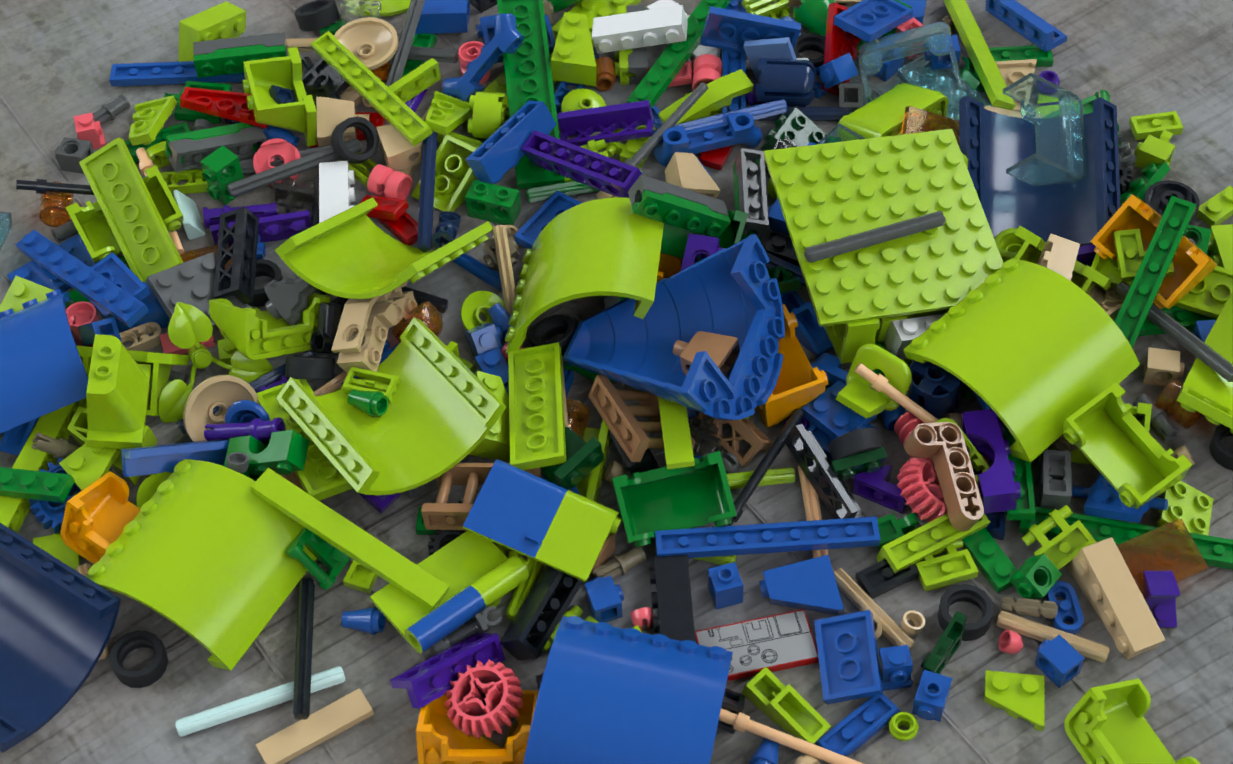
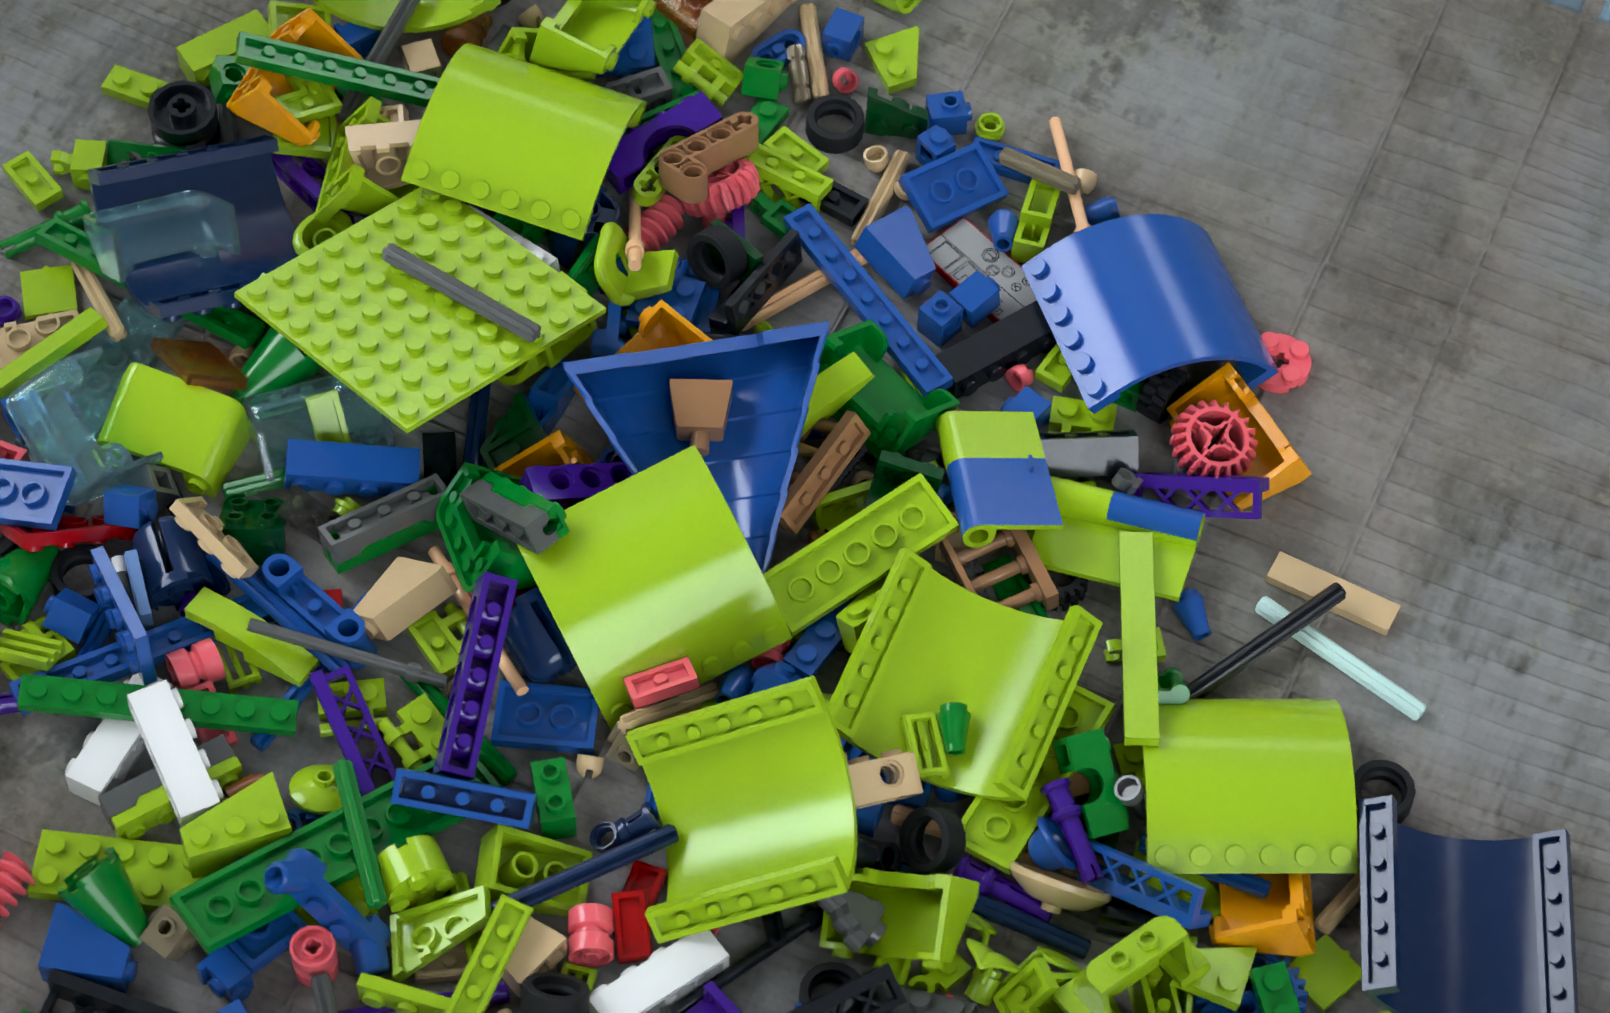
camera: 125 degrees left, 5 degrees up
(517, 262) = (661, 682): none -> coral plate
(526, 90) = (359, 834): none -> green axle
(725, 611) = (977, 296): none -> blue brick
(785, 89) = (208, 529): none -> tan wing
(786, 671) = (1003, 228): none -> blue cone
(825, 723) = (1039, 170): none -> dark tan axle

